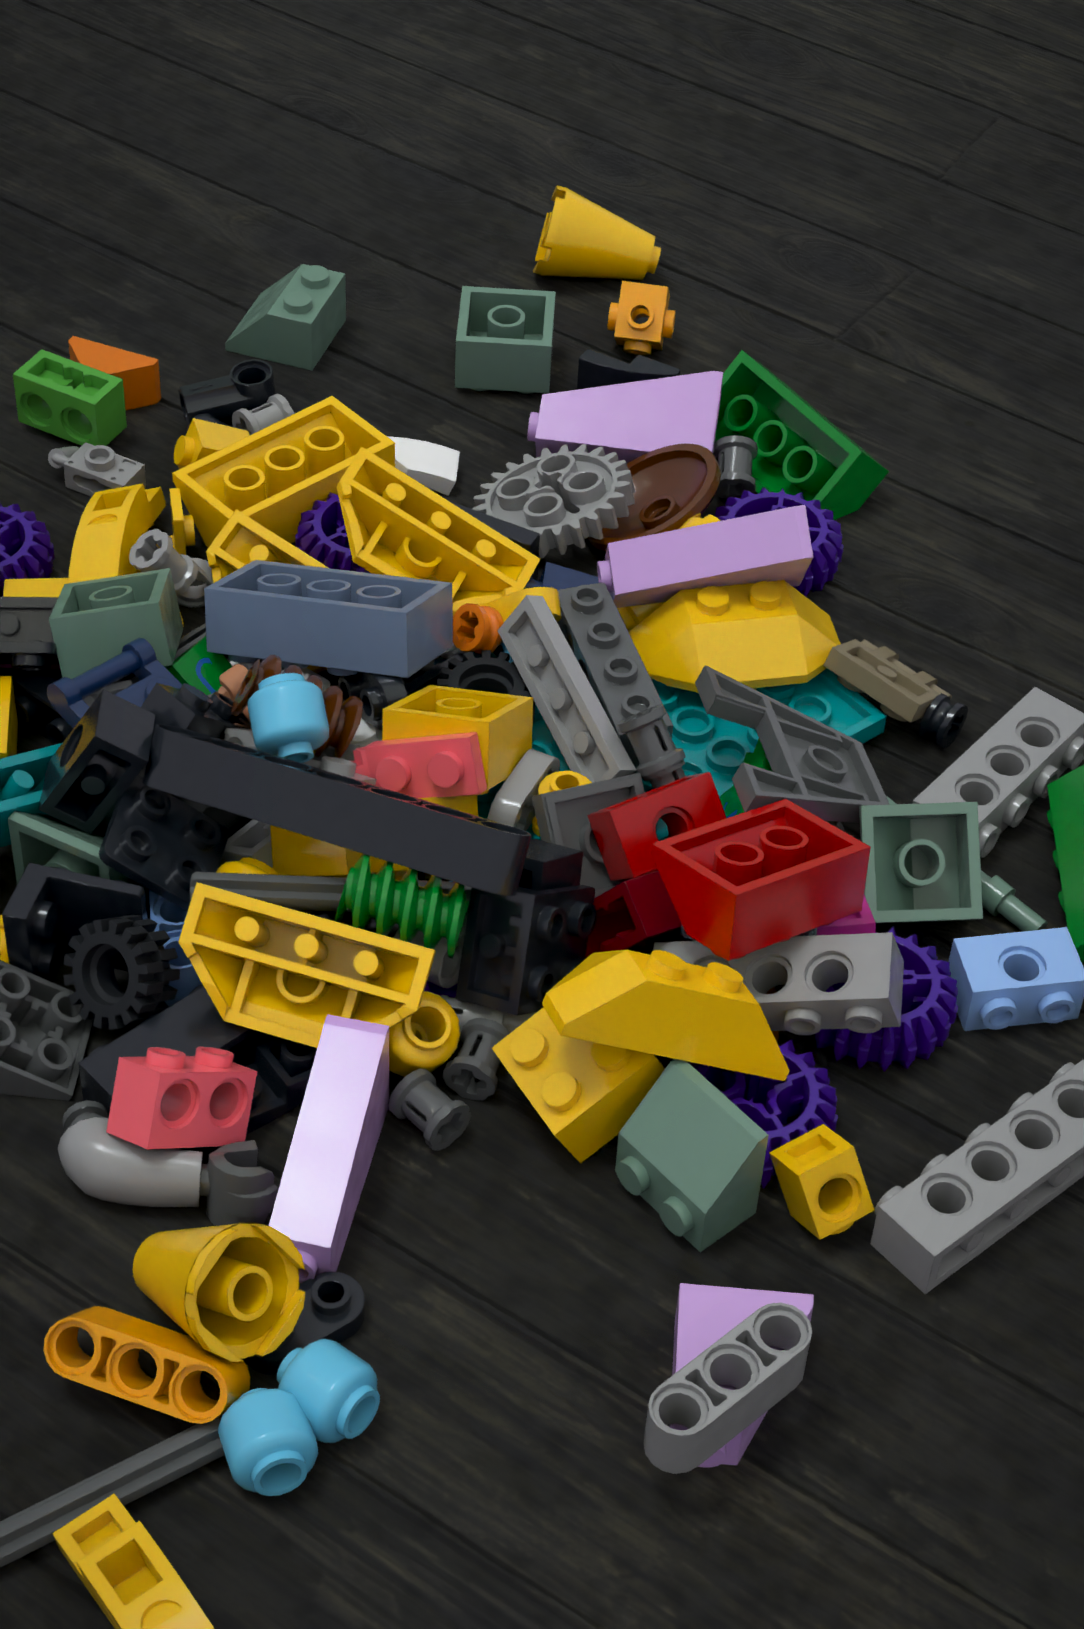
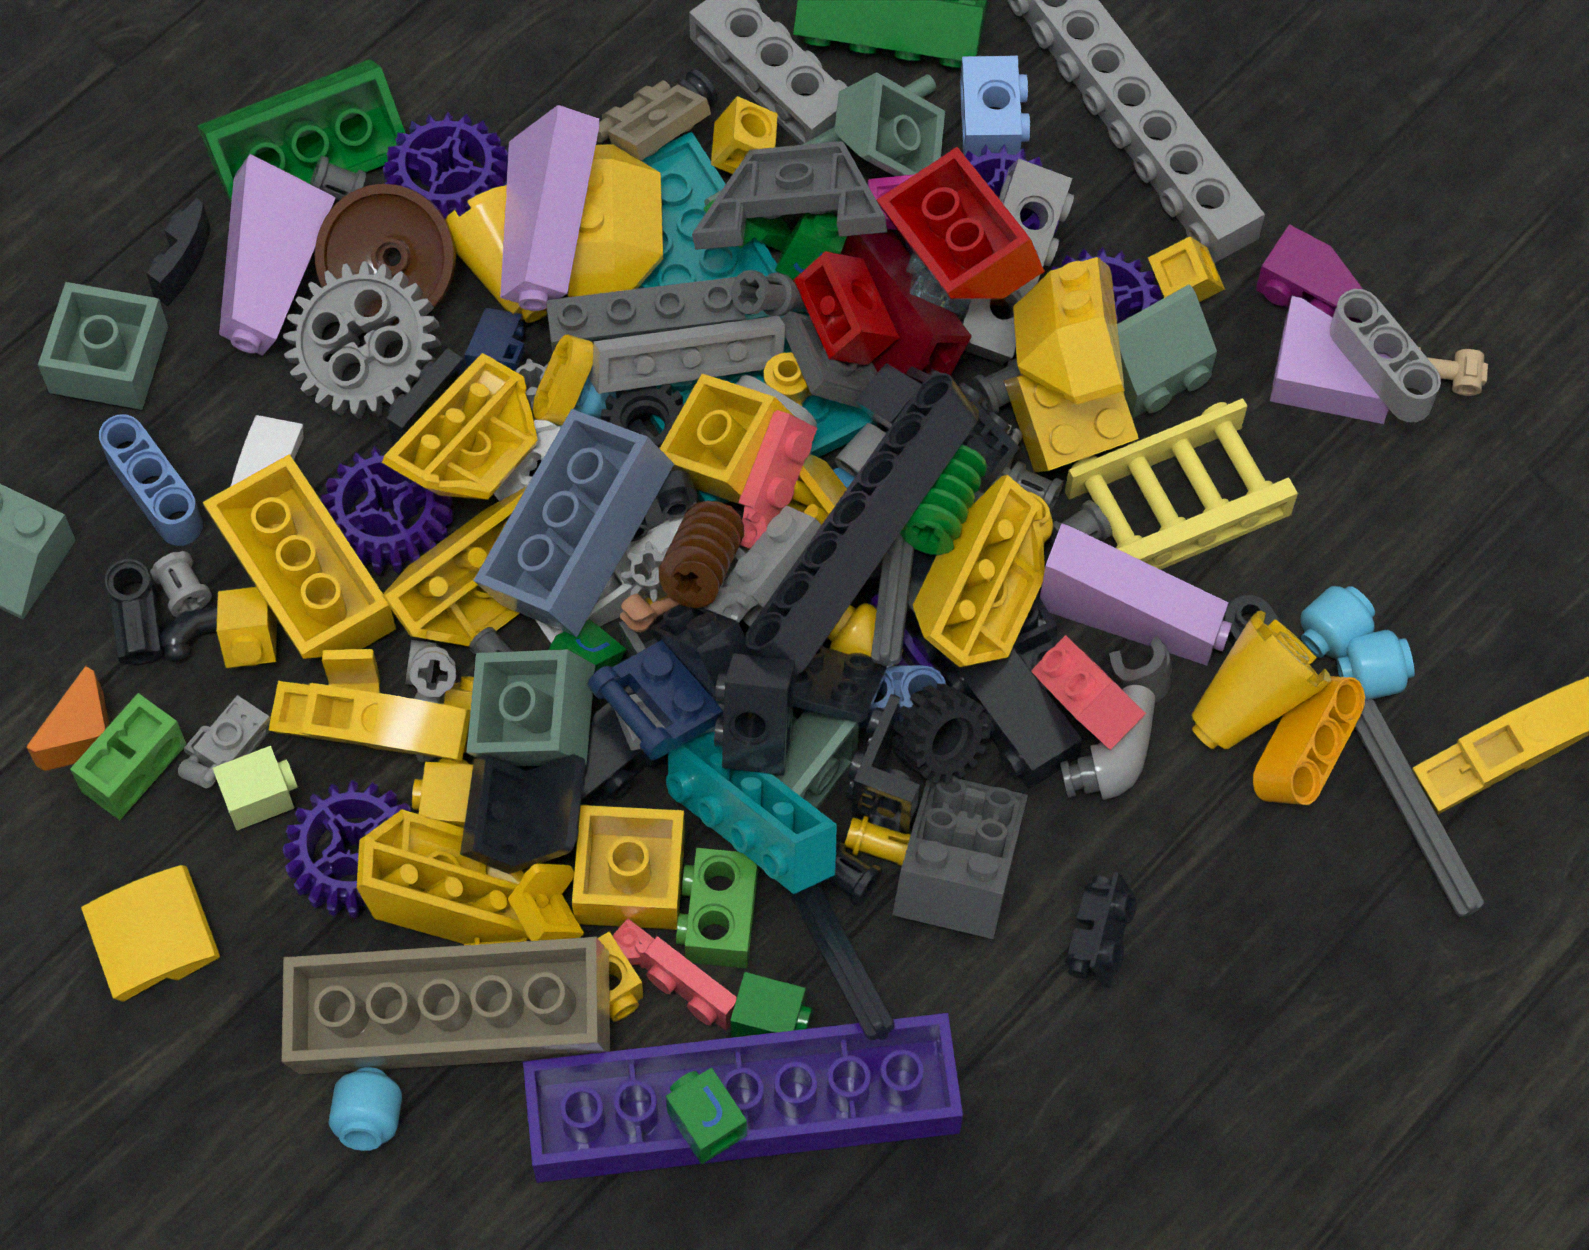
camera: 80 degrees left, 20 degrees up
(43, 480) = (255, 787): none -> yellowish green brick
(288, 717) = (756, 547): medium azure head -> none
(382, 382) = (145, 460): none -> medium blue beam
(470, 1256) = (1220, 520): none -> light yellow fence
(476, 628) = (573, 399): orange bush -> none
(640, 301) = (88, 219): light orange brick -> none
(765, 1546) = (1466, 371): none -> tan bar
(856, 1350) = (1305, 270): none -> magenta slope
(909, 741) = (741, 129): none -> yellow brick

